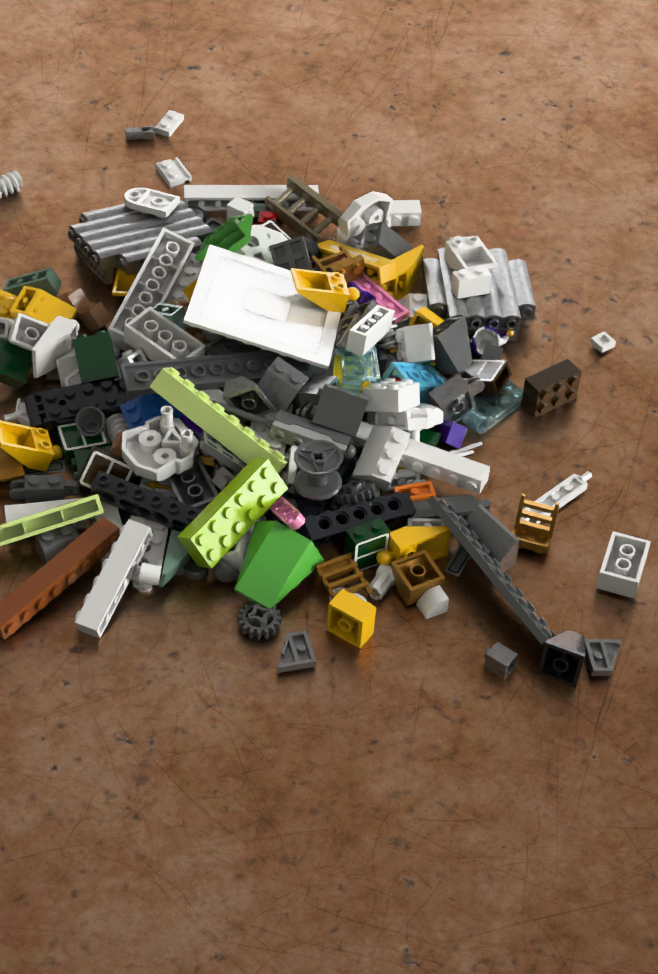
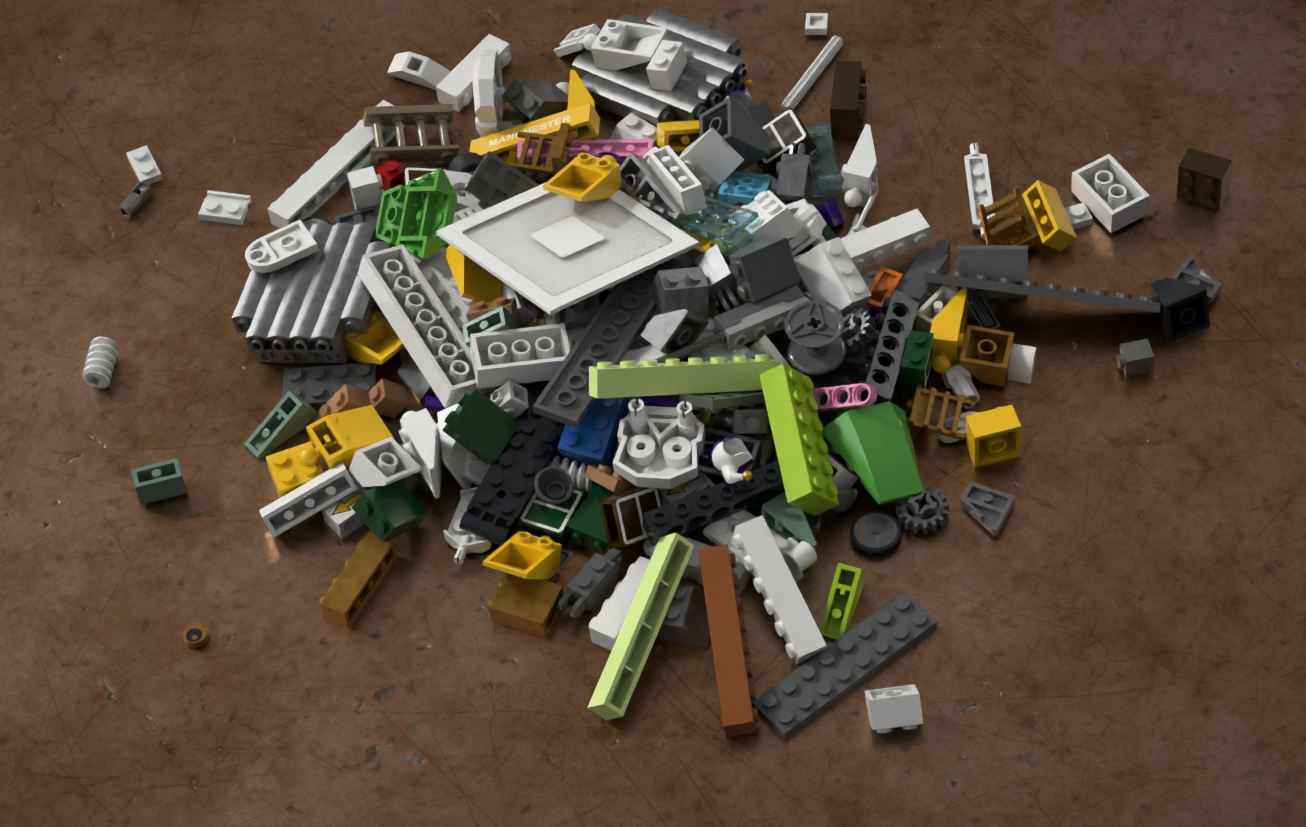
camera: 40 degrees left, 5 degrees up
(81, 696) = (894, 708): none -> white slope
(94, 289) = (320, 383): none -> dark grey plate
(98, 653) = (844, 665): none -> dark grey plate
(148, 619) = (842, 600): none -> lime slope
(182, 486) = (730, 458): none -> white piece
(219, 606) = (875, 532): none -> flat silver wheel
(358, 185) = (417, 69): none -> white slope
(502, 428) = (861, 172): none -> white slope
(569, 544) = (1049, 216): none -> yellow brick
(579, 362) = (812, 73): none -> white axle
(591, 562) = (1079, 215): none -> white plate

